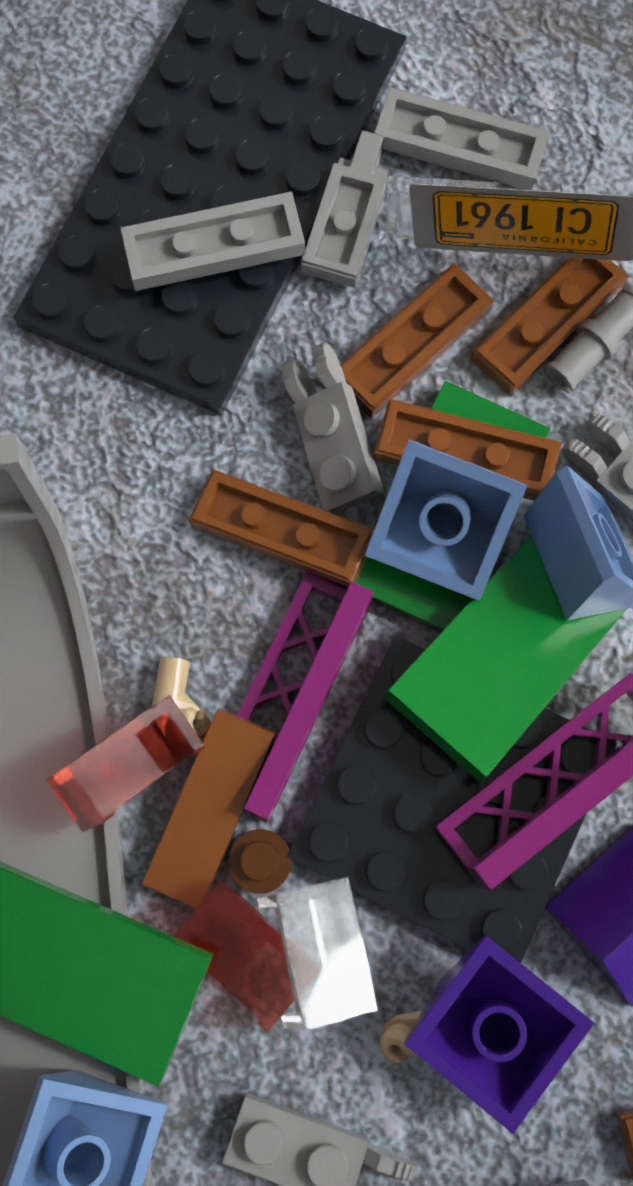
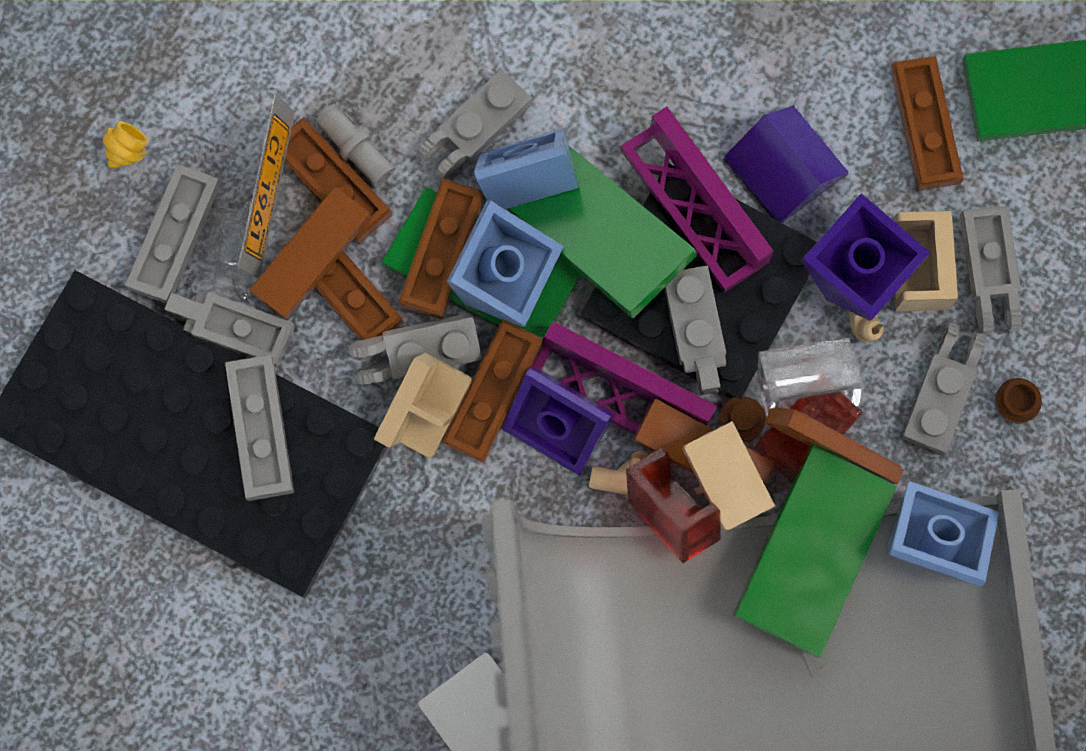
camera: 85 degrees left, 0 degrees up
(161, 835) = (728, 476): none -> tan panel
(214, 990) = (815, 433): none -> dark orange tile
(250, 611) = (557, 420): none -> dark purple slope
(256, 436) = (424, 405): none -> tan panel
(381, 788) = (696, 326): none -> light grey hinge
(447, 291) = (310, 253): none -> dark orange tile
(478, 1145) = (935, 280): none -> tan panel
(570, 76) = (124, 145): none -> yellow plate

